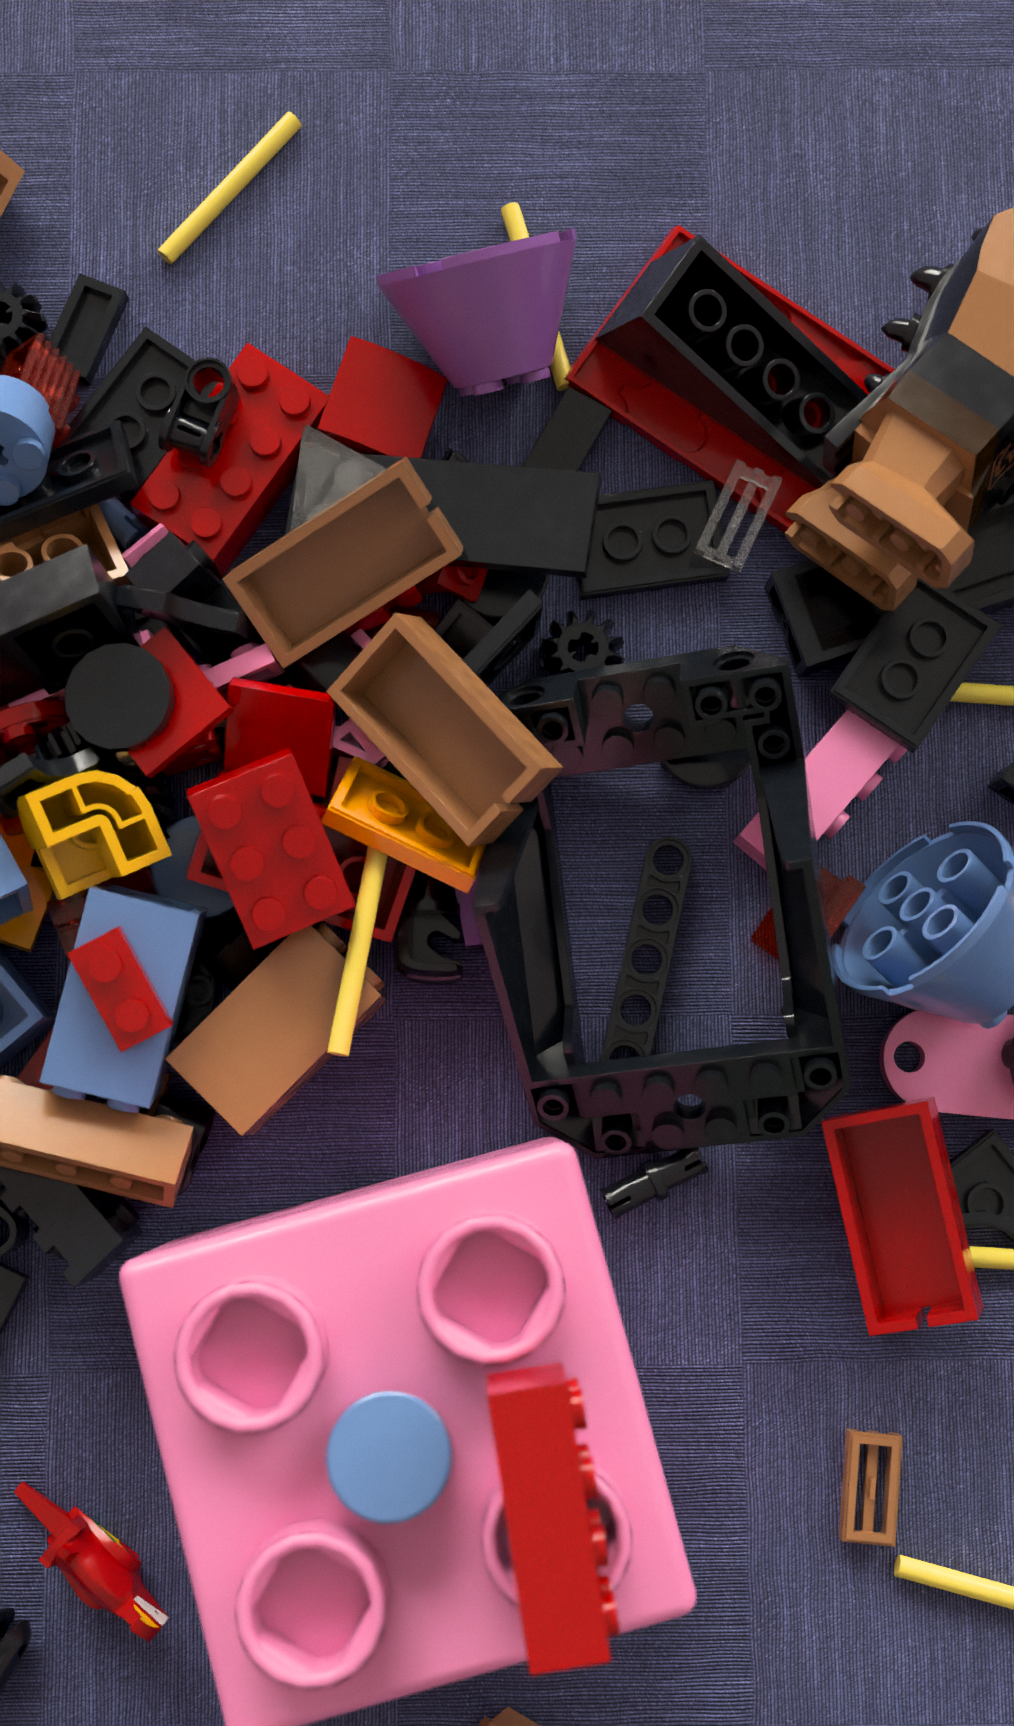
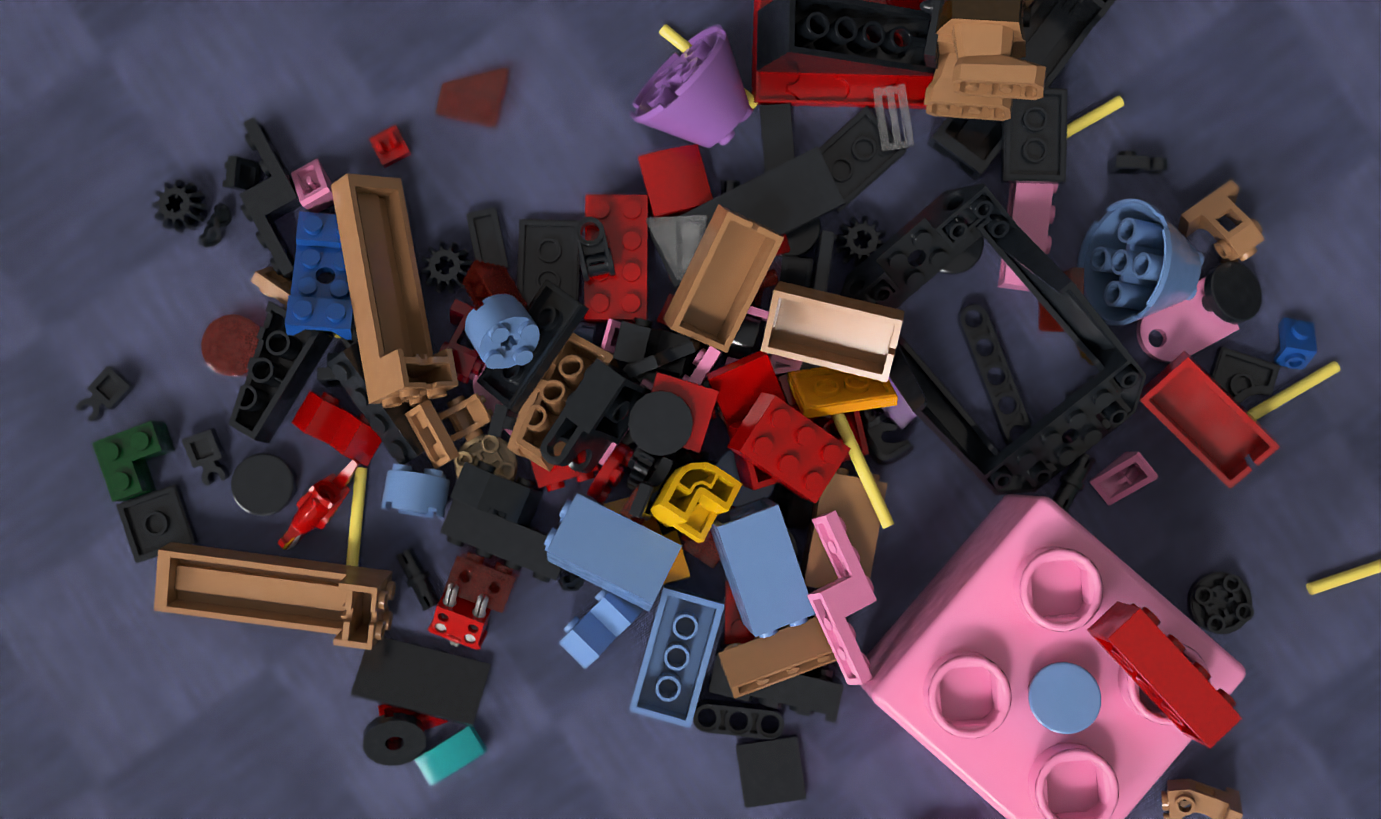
camera: 30 degrees left, 5 degrees up
(45, 127) = (390, 146): none -> red tile
(120, 988) = (765, 565): red plate -> none
(198, 137) = (474, 98): none -> clear red wing
(199, 1109) = (842, 598): none -> bright pink bracket
(229, 188) = (509, 114): light yellow piece -> none
(729, 1220) = (1123, 477): none -> bright pink slope
(754, 1496) = (1220, 602): none -> black tile
(873, 1440) = (1259, 537): medium nougat tile -> none

